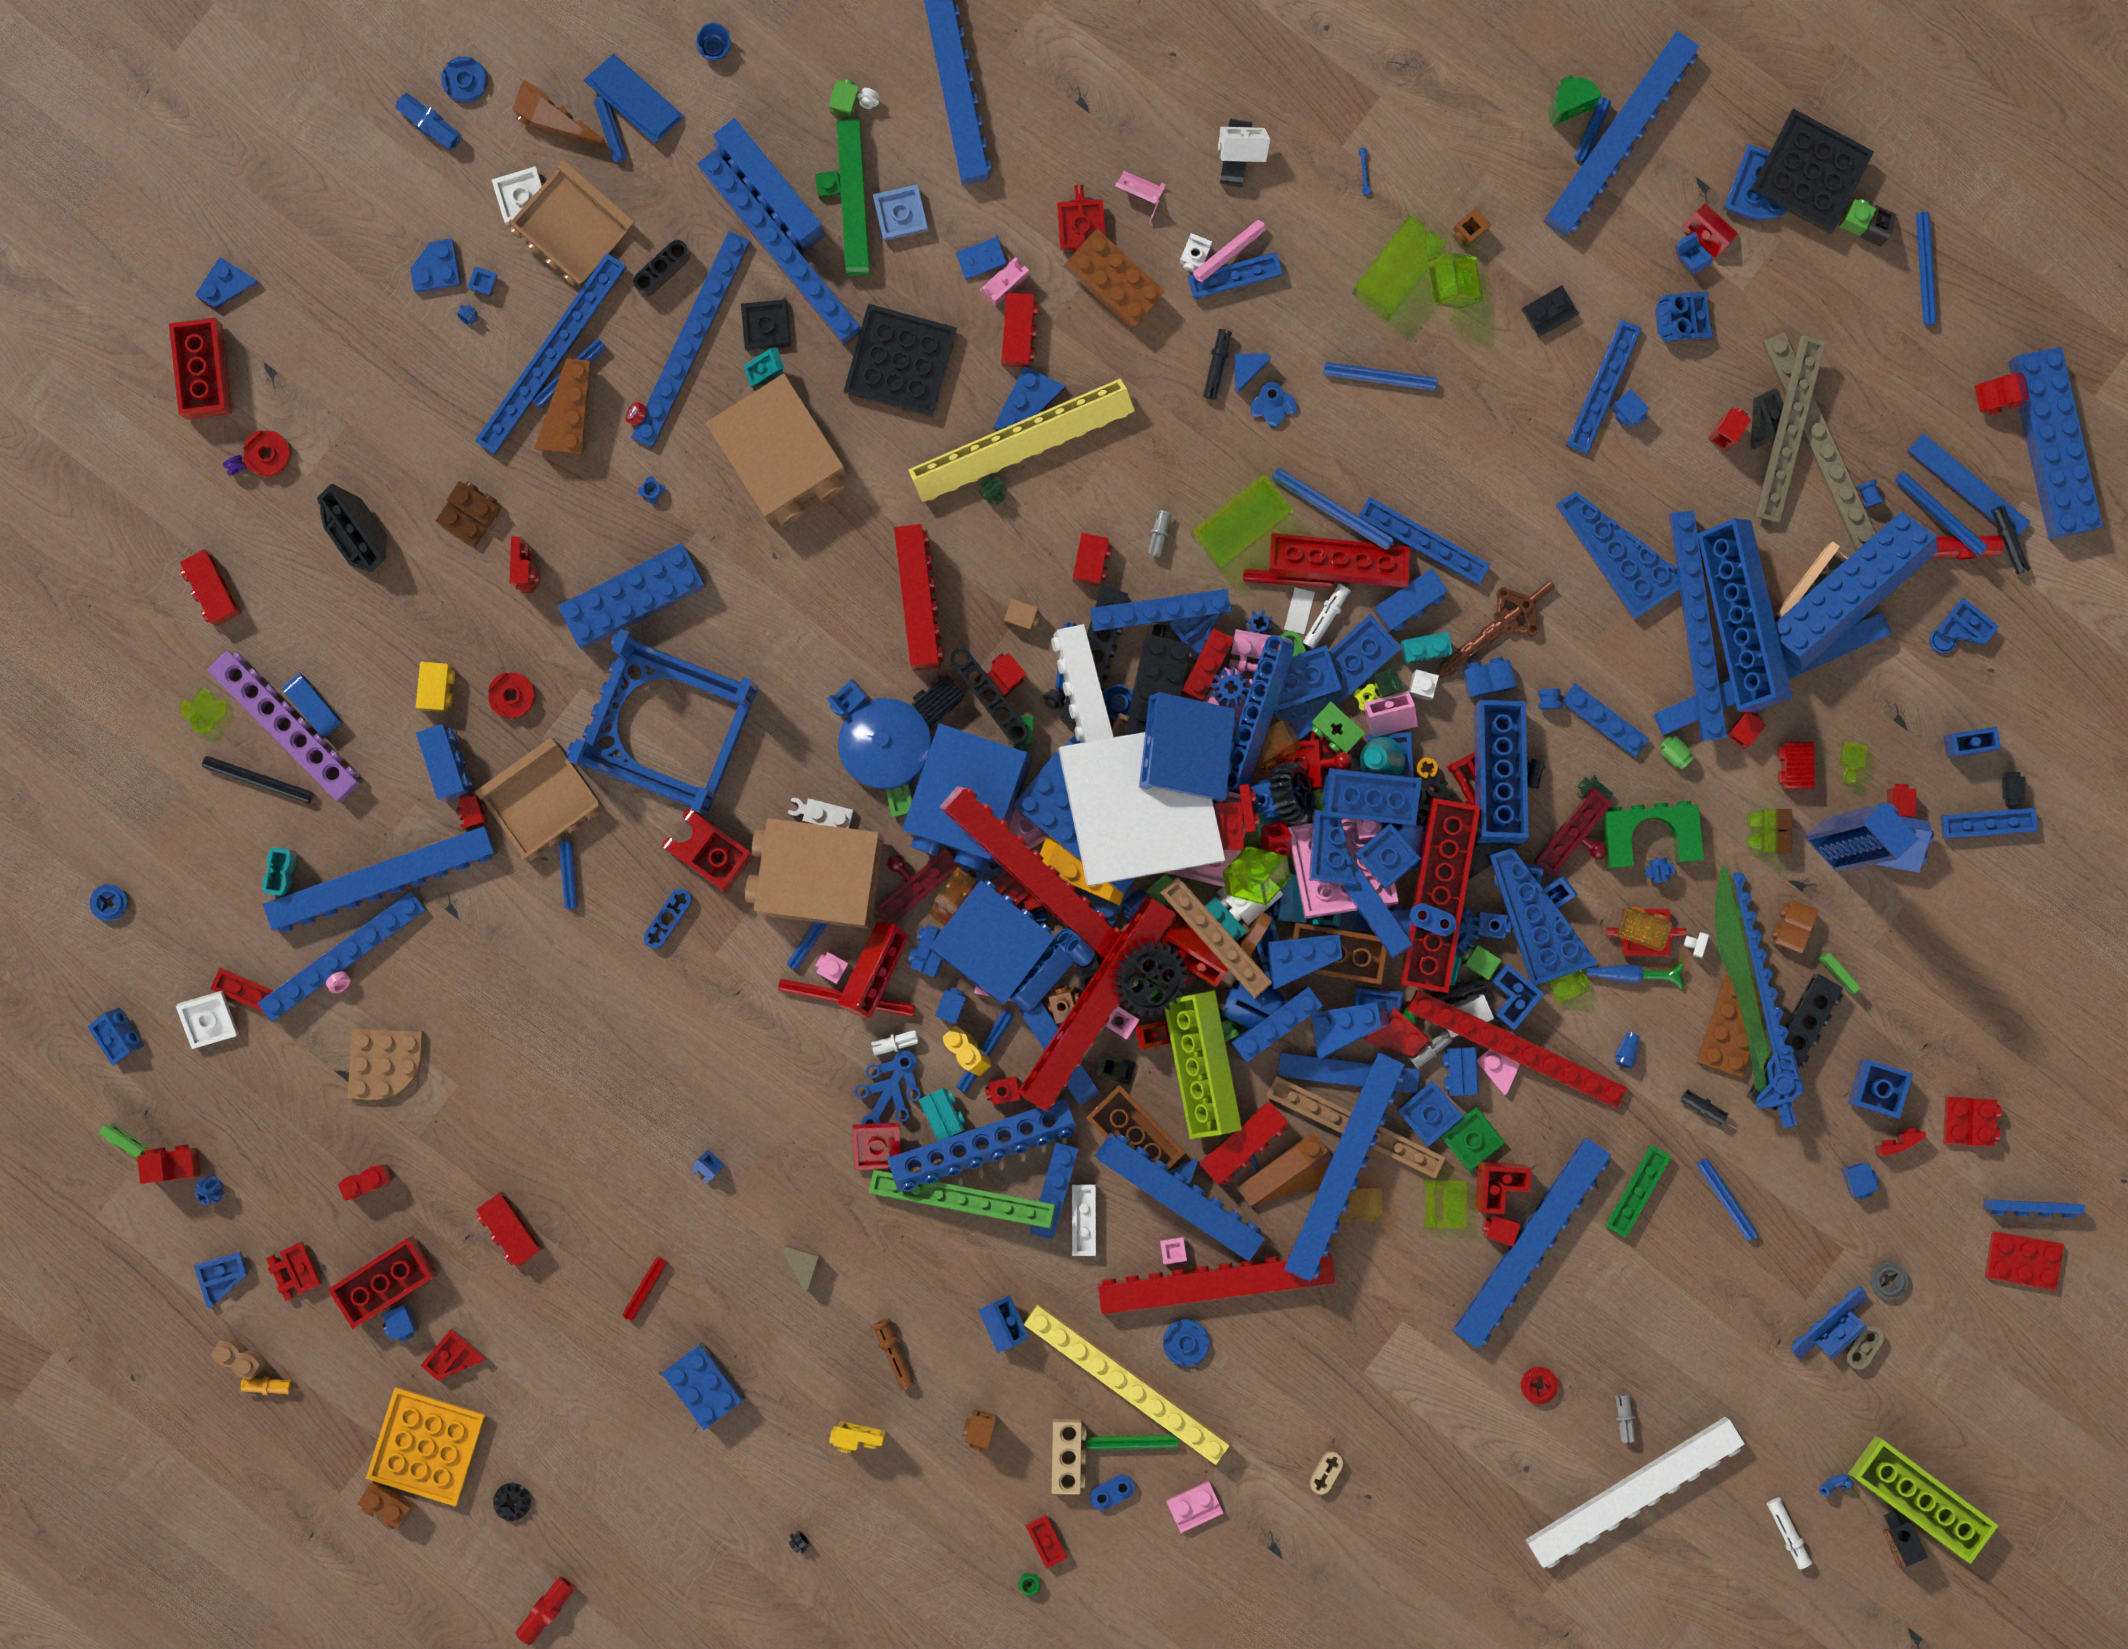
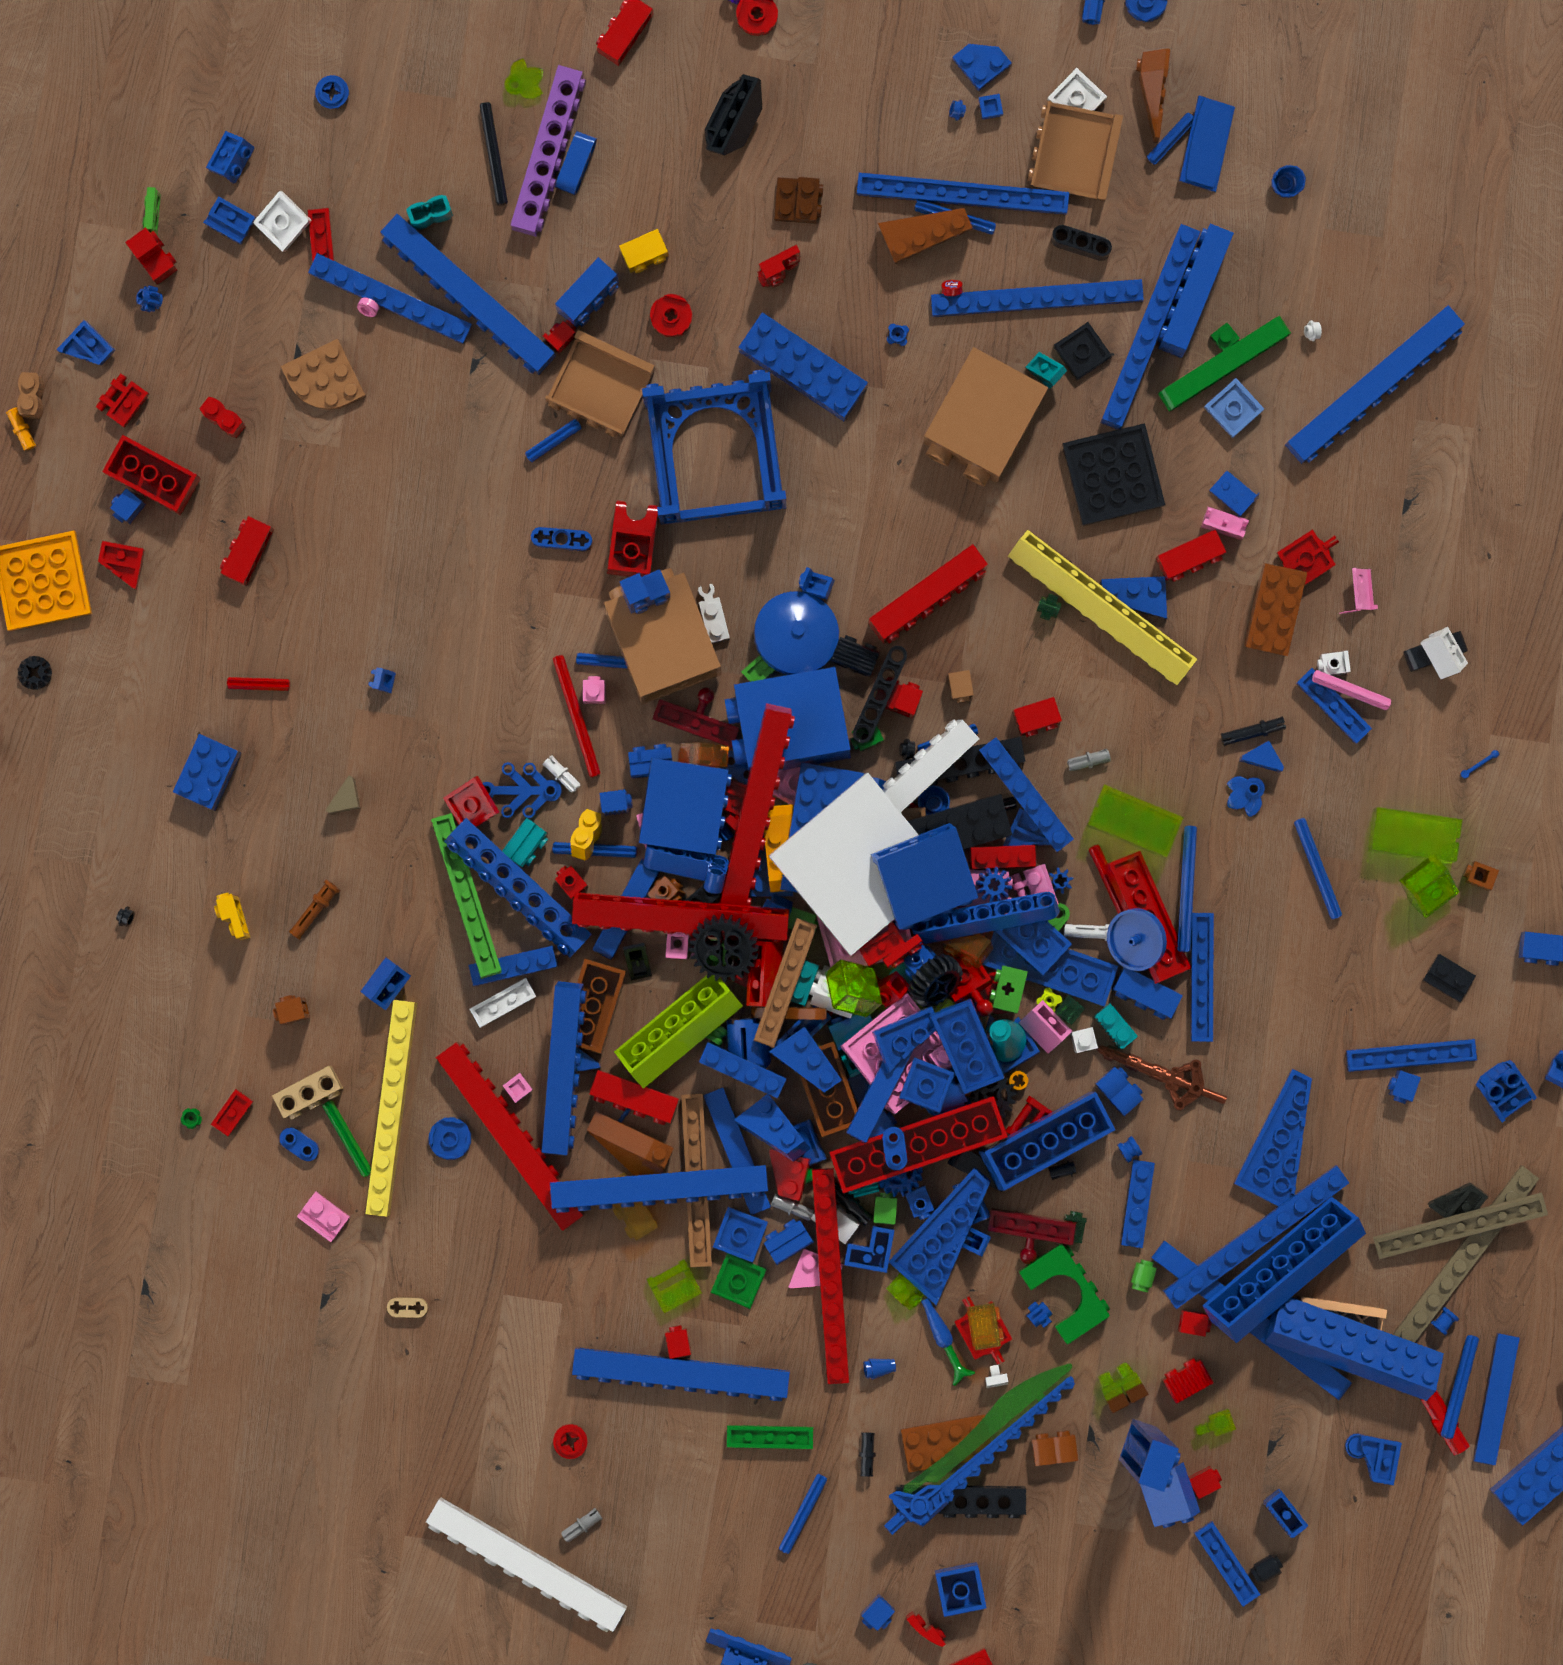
camera: 65 degrees right, 0 degrees up
(177, 1070) = (229, 220): none -> blue plate
(765, 865) = (644, 591): none -> blue brick
(844, 98) = (1301, 311): bright green brick -> none
(873, 969) = (610, 724): red brick -> none
(1153, 1035) = (680, 976): red slope -> none
(1299, 610) = (1089, 907): white sticker -> none
(1356, 581) = (1136, 939): none -> blue piece
(1495, 1180) = (715, 1316): red brick -> none
(1730, 428) = (1433, 1176): red brick -> none
(1839, 973) = (1036, 1506): bright green tile -> none
(2012, 544) = (1476, 1448): black pin -> none

